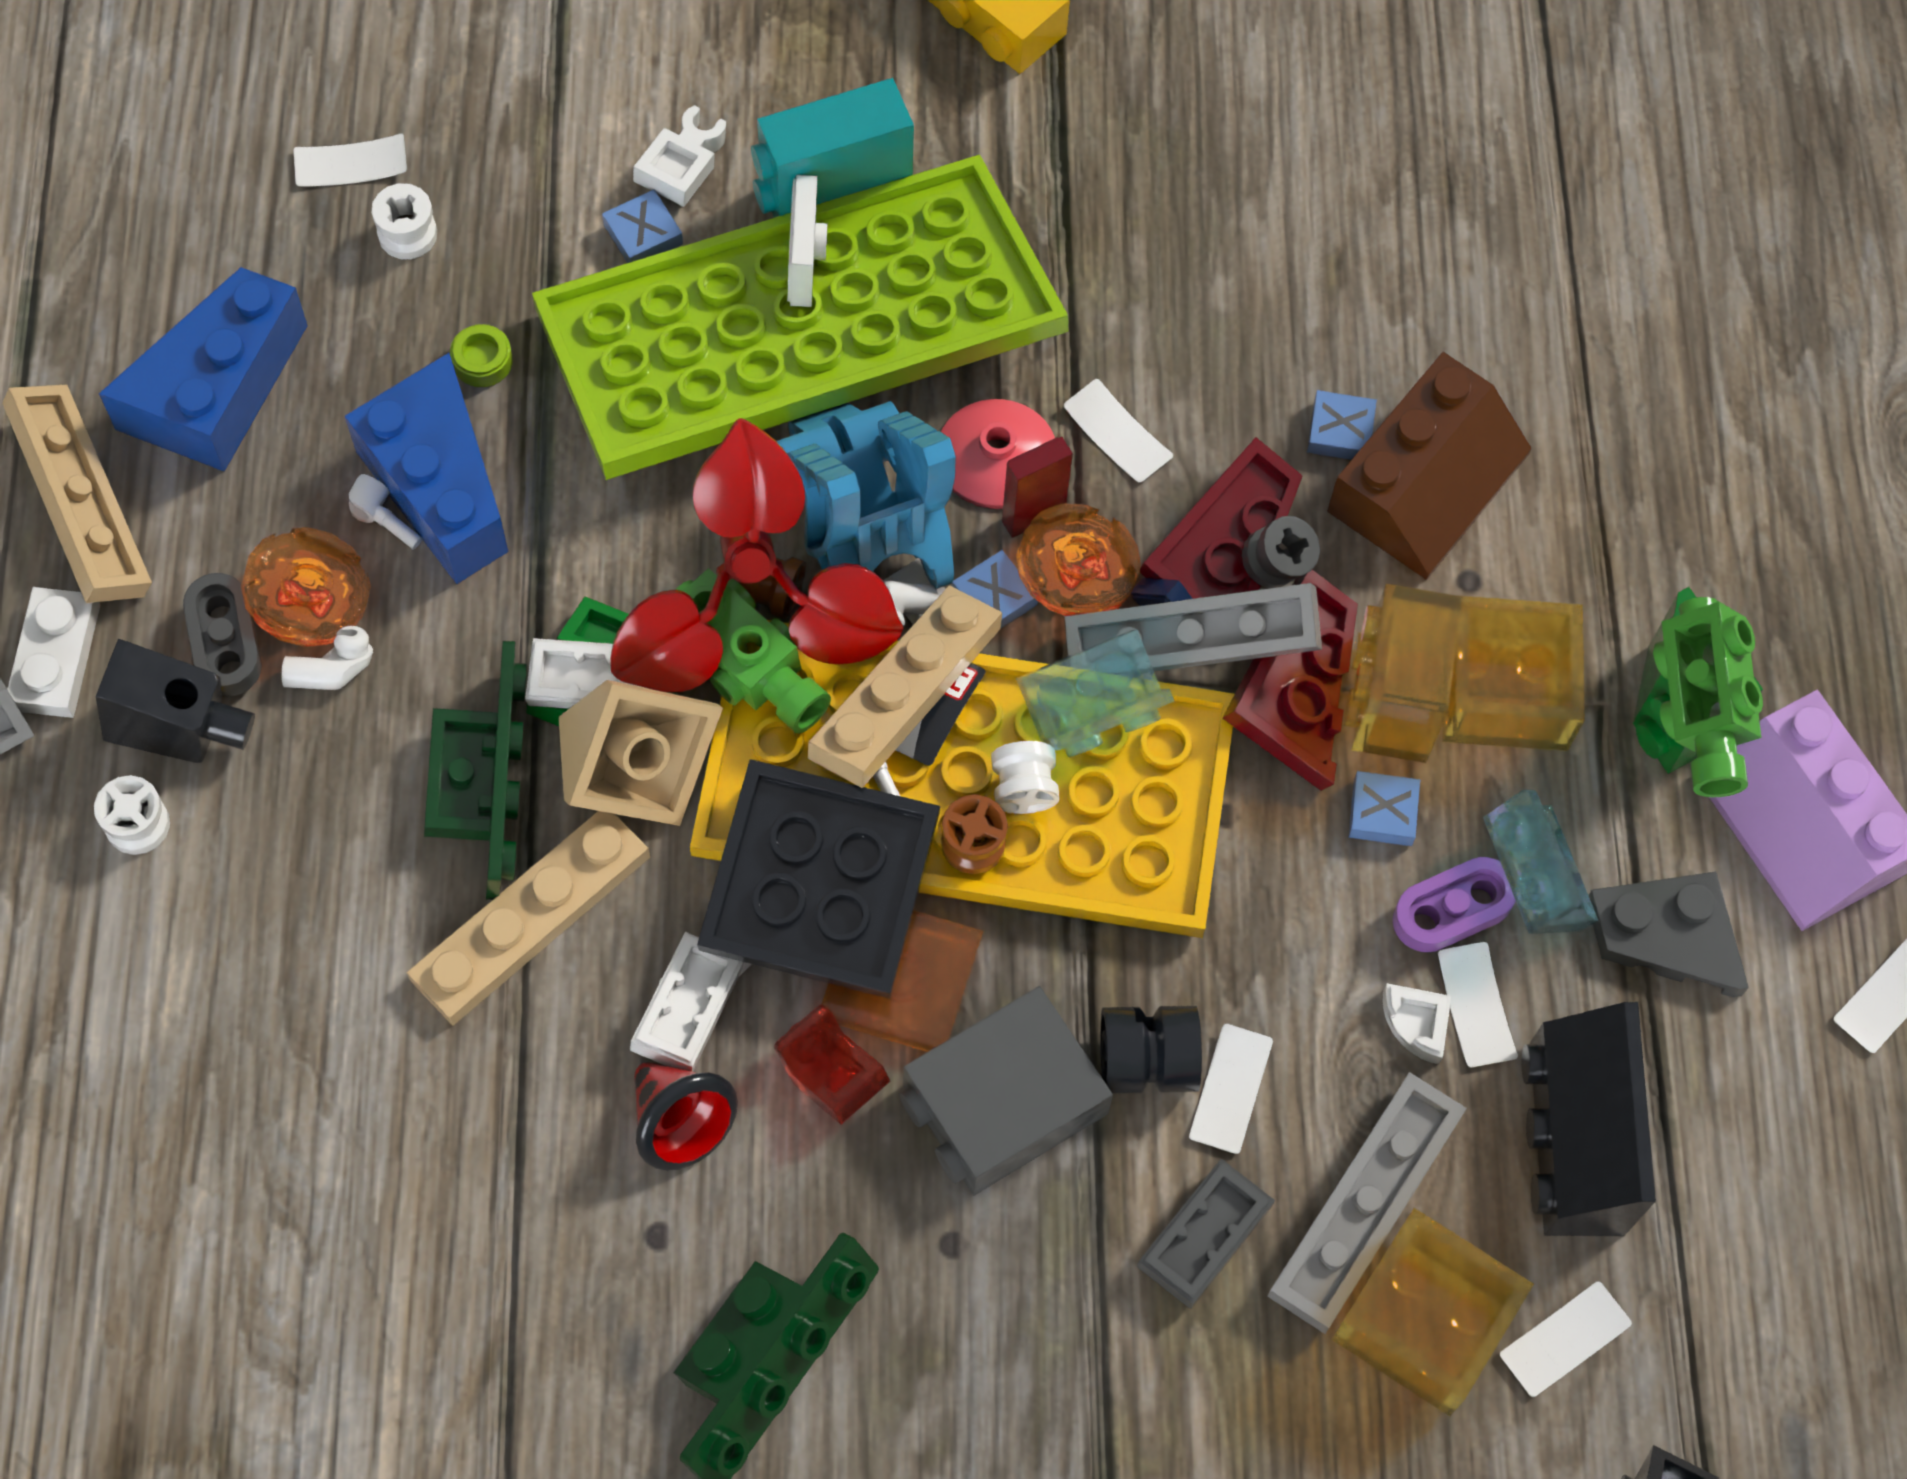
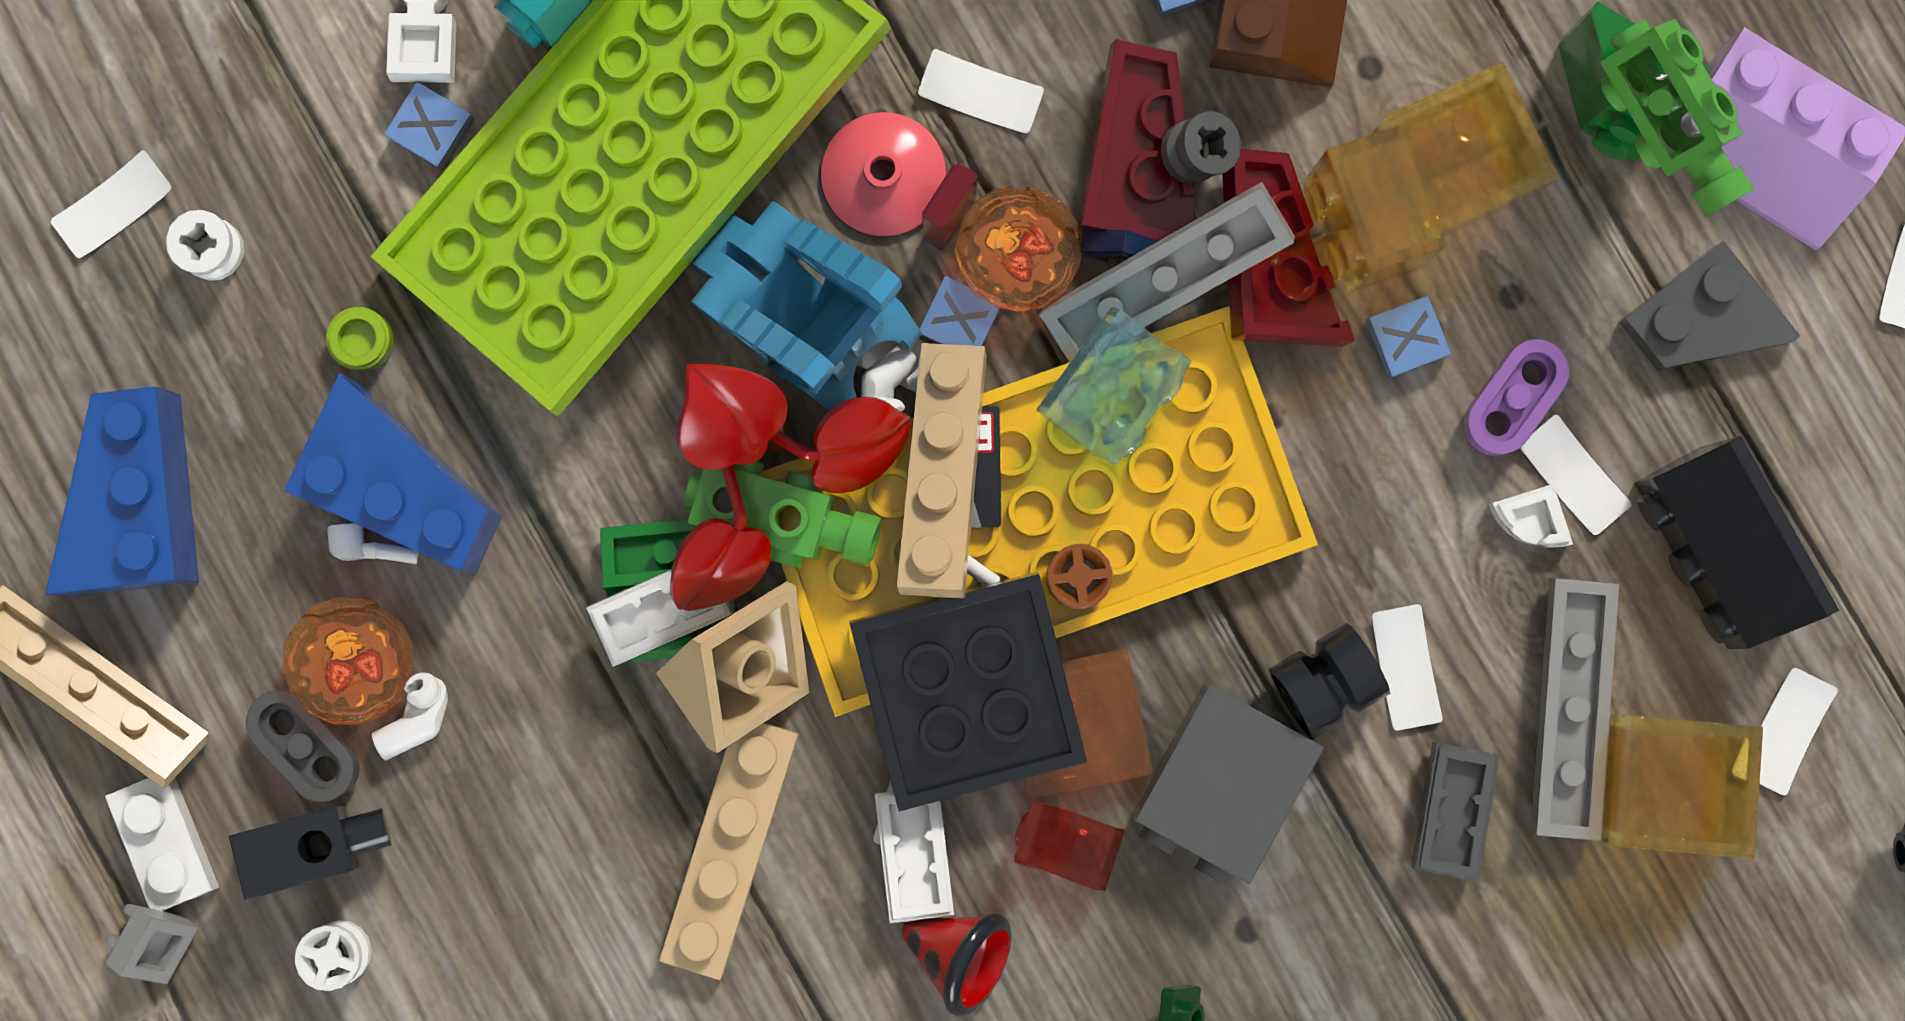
camera: 25 degrees left, 20 degrees up
(470, 770) = (603, 754): dark green bracket -> none
(806, 241) = (600, 72): white plate -> none
(1025, 777) = (1095, 500): white wheel -> none
(1539, 866) = (1575, 327): clear light blue bracket -> none

